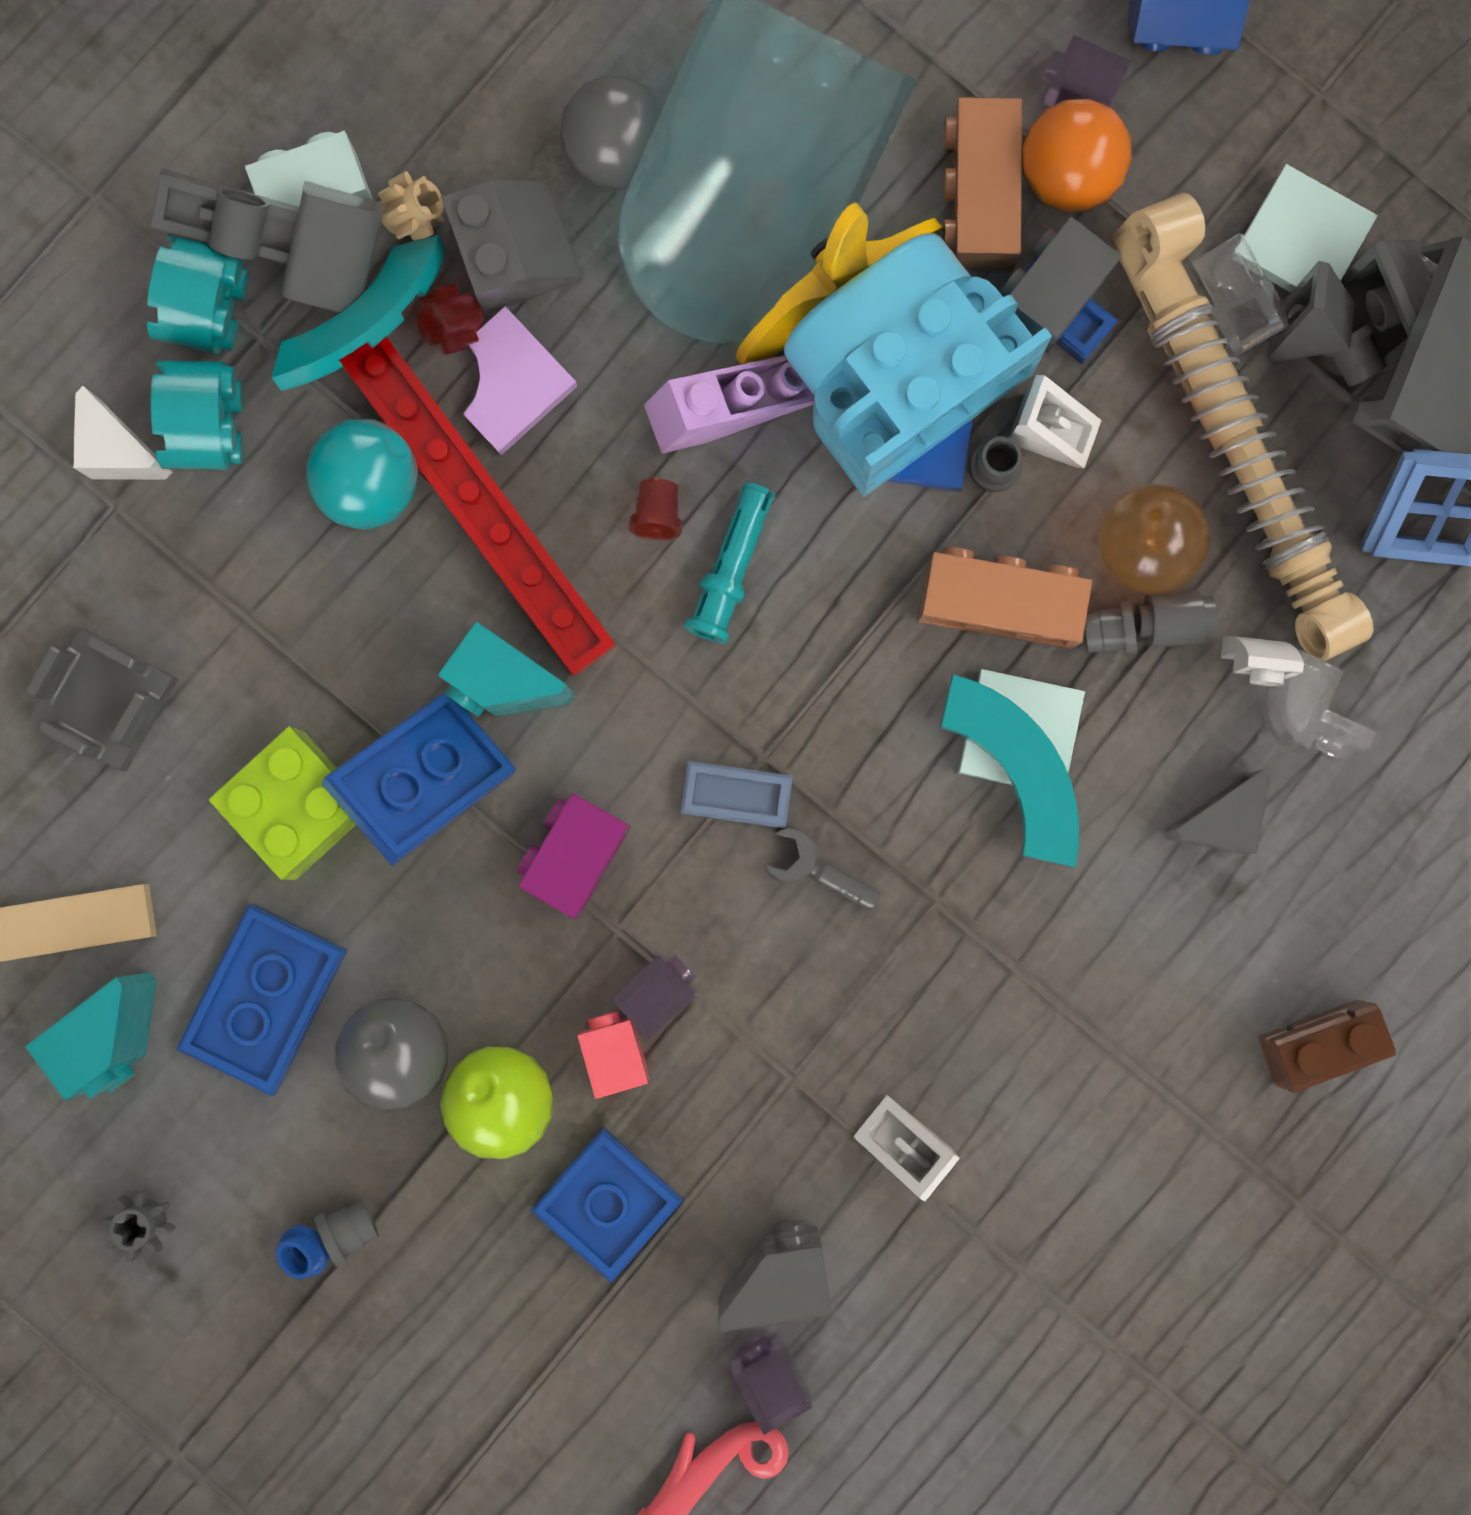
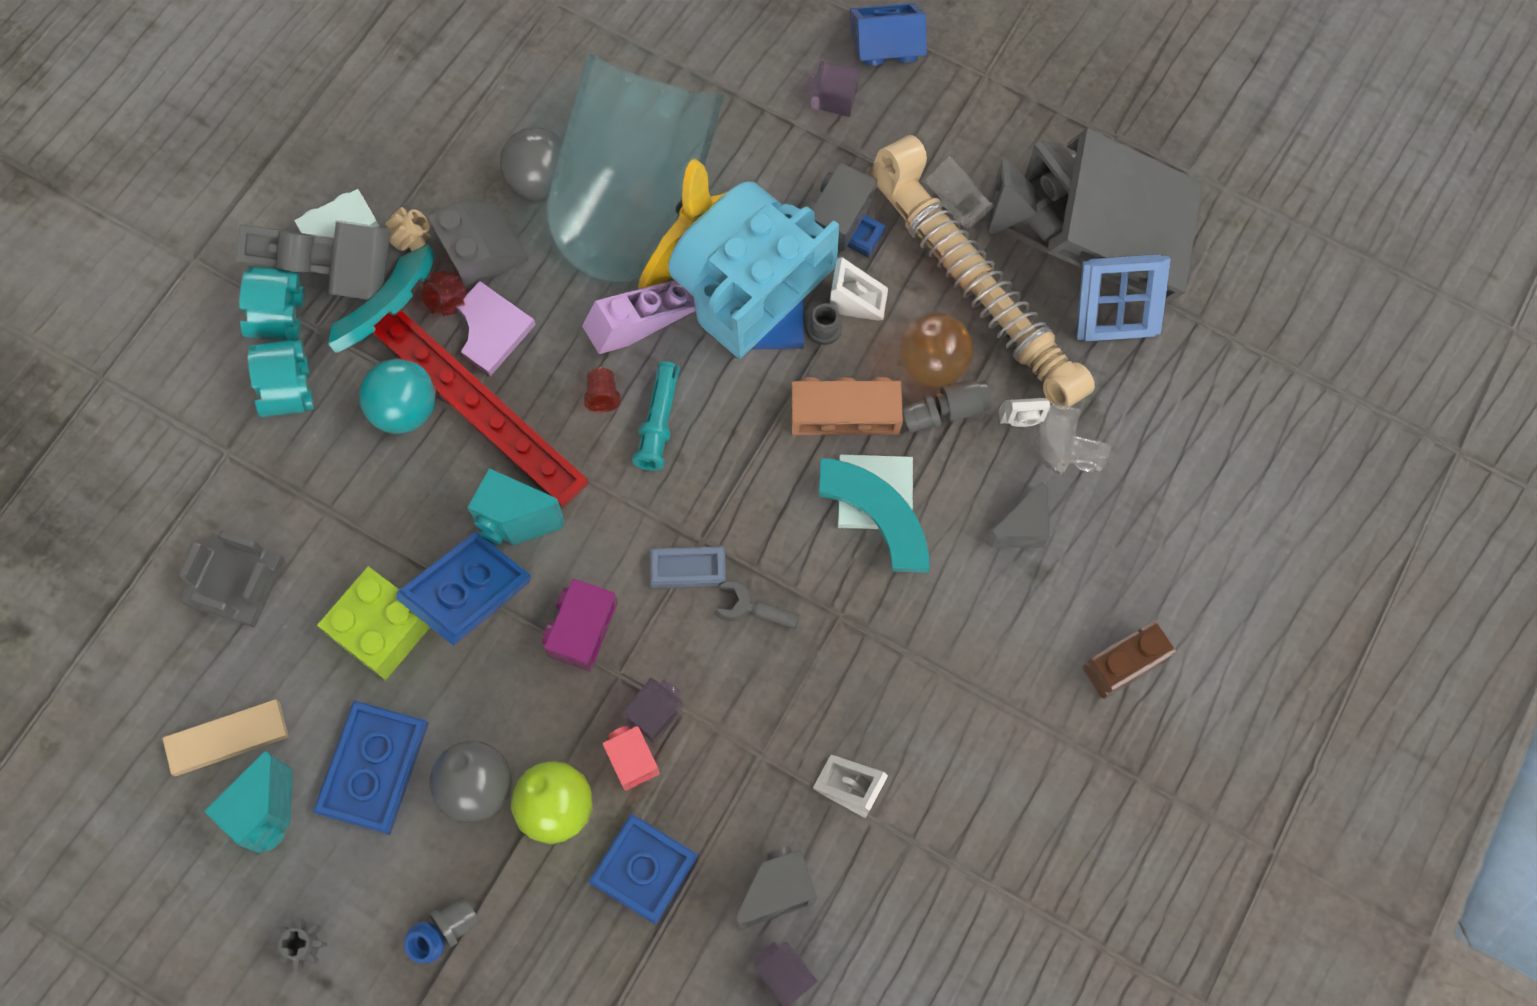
camera: 10 degrees left, 15 degrees down
(108, 446) = (221, 412): white slope -> none
(984, 183) = (781, 154): nougat brick -> none
(1076, 155) = (836, 129): orange piece -> none
(1305, 225) = (988, 144): light aqua tile -> none

